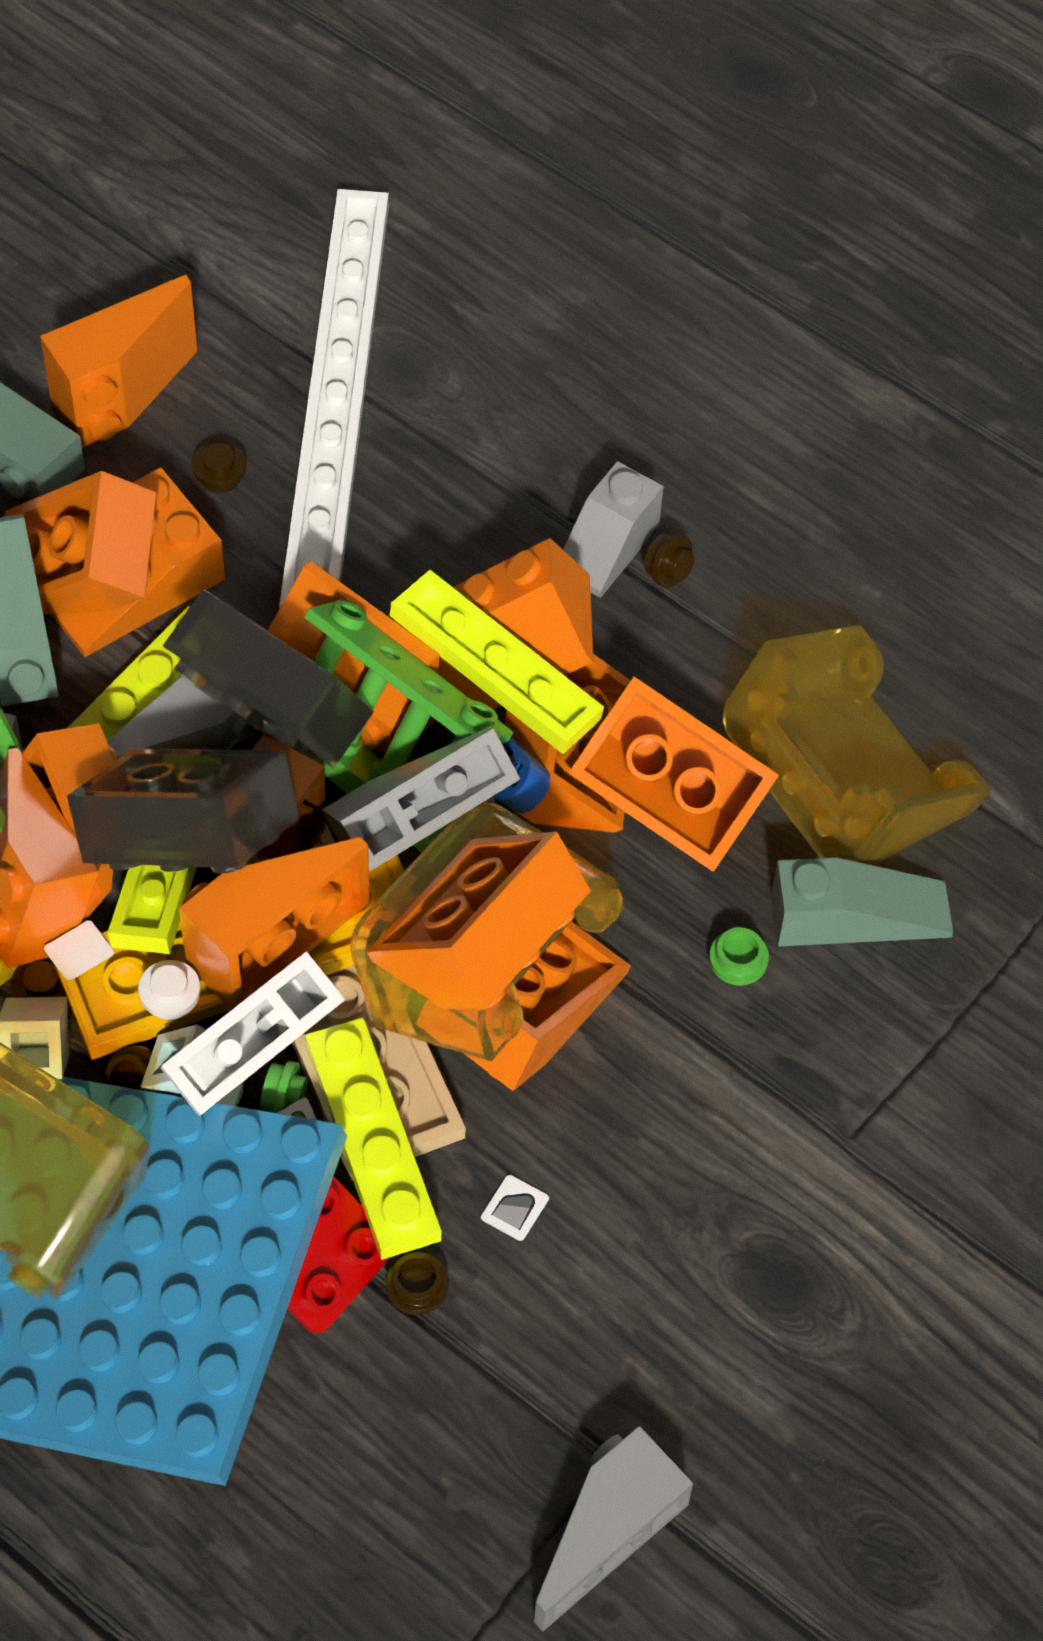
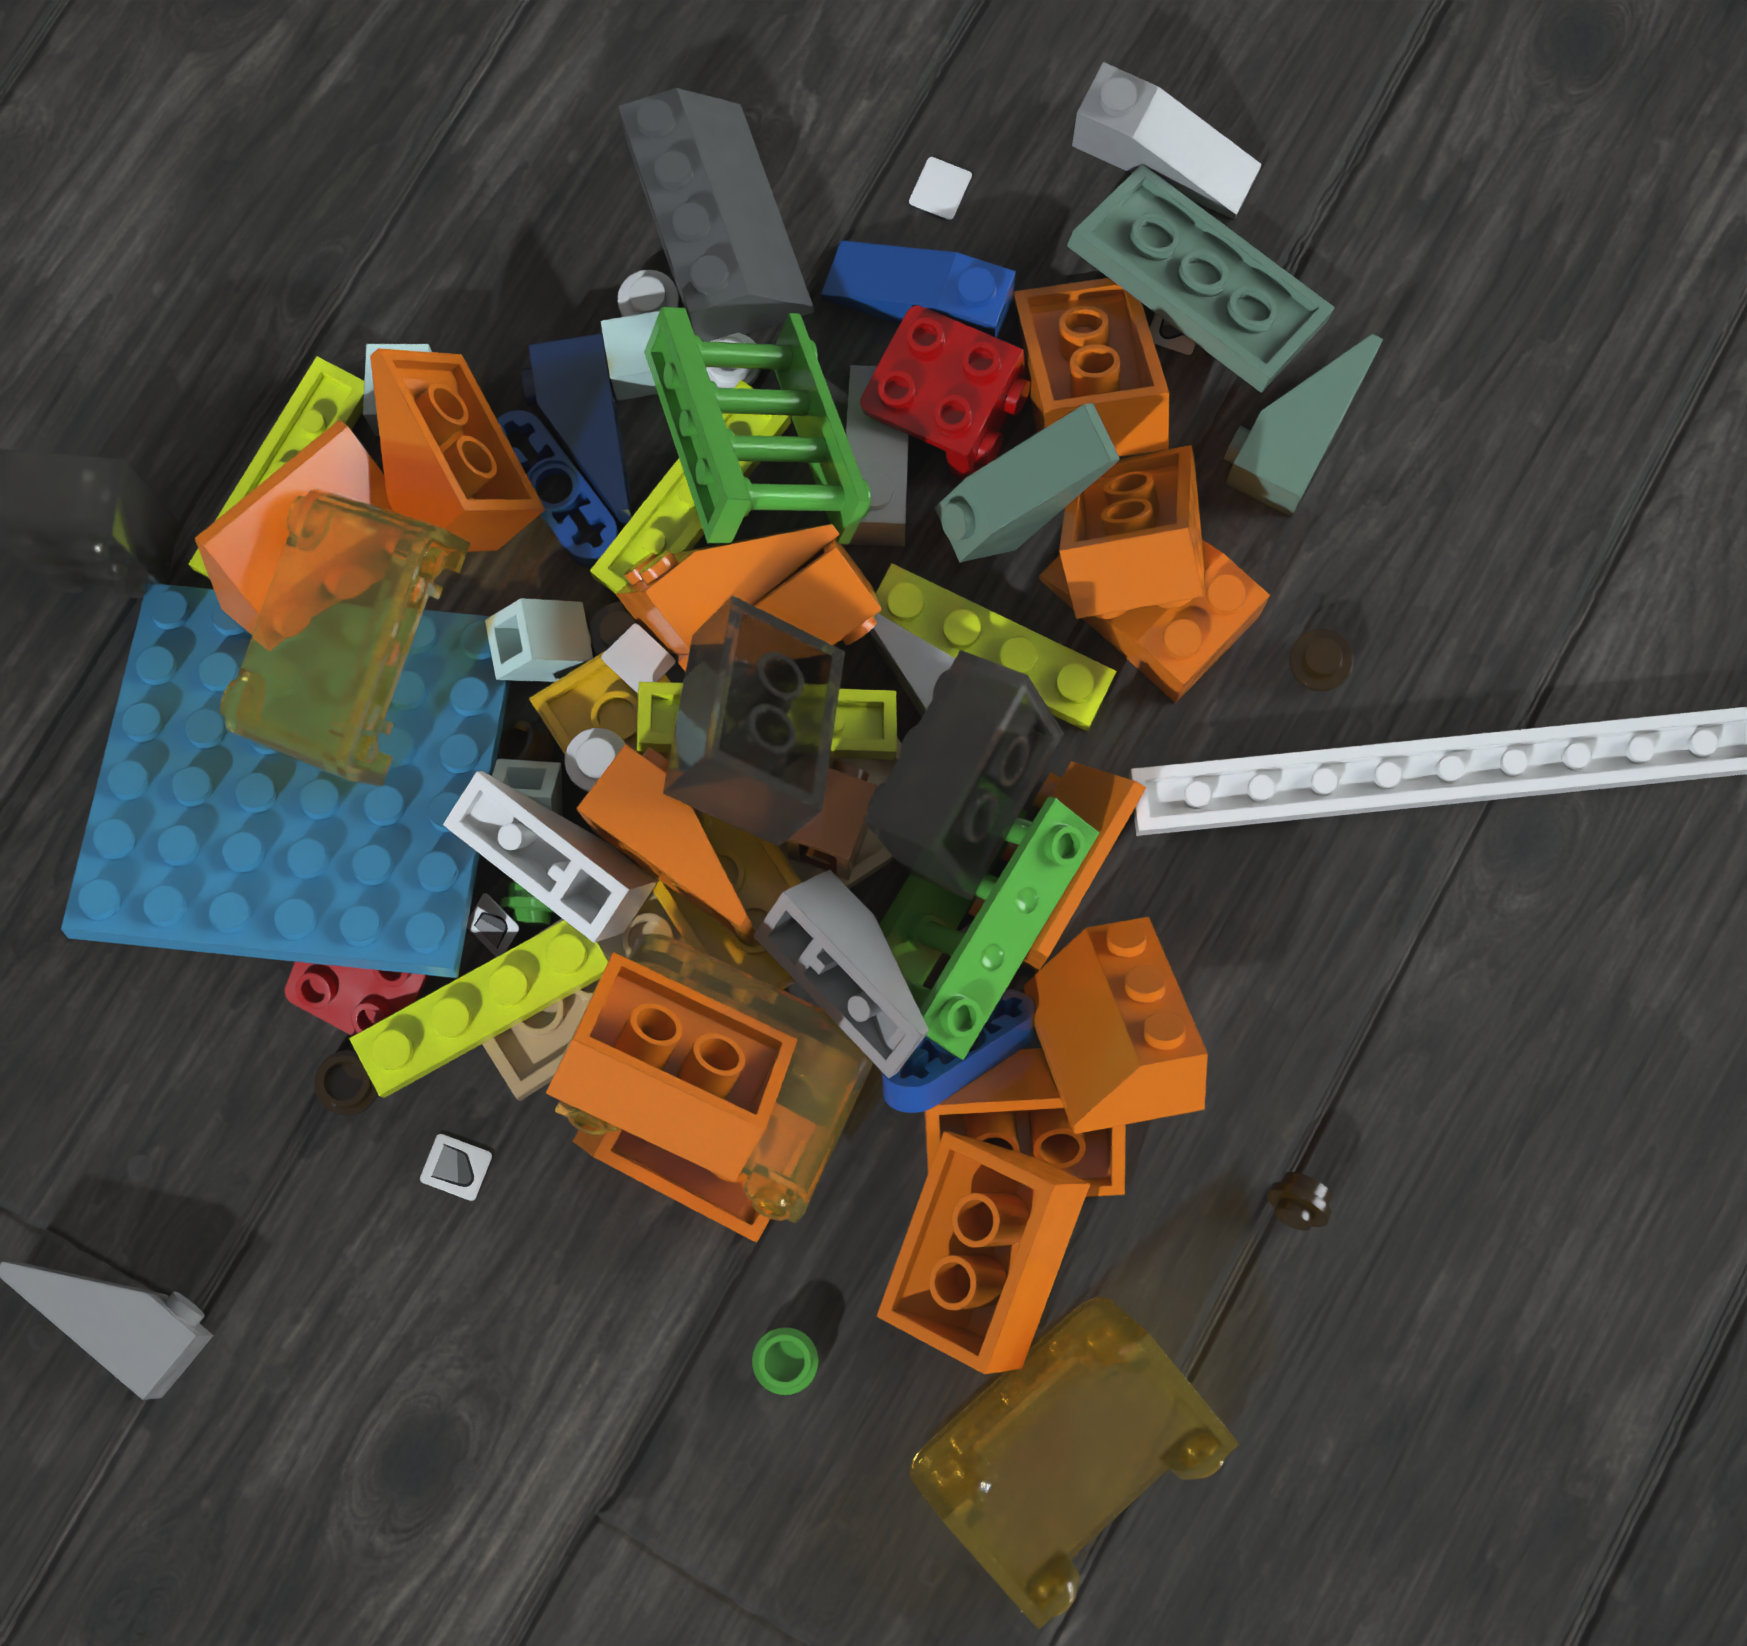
camera: 85 degrees right, 20 degrees up
(119, 359) = (1416, 513): orange slope -> none
(496, 661) = (1050, 1022): neon yellow plate -> none
(614, 525) = (1324, 1124): light grey slope -> none
(855, 903) = (872, 1494): sand green slope -> none

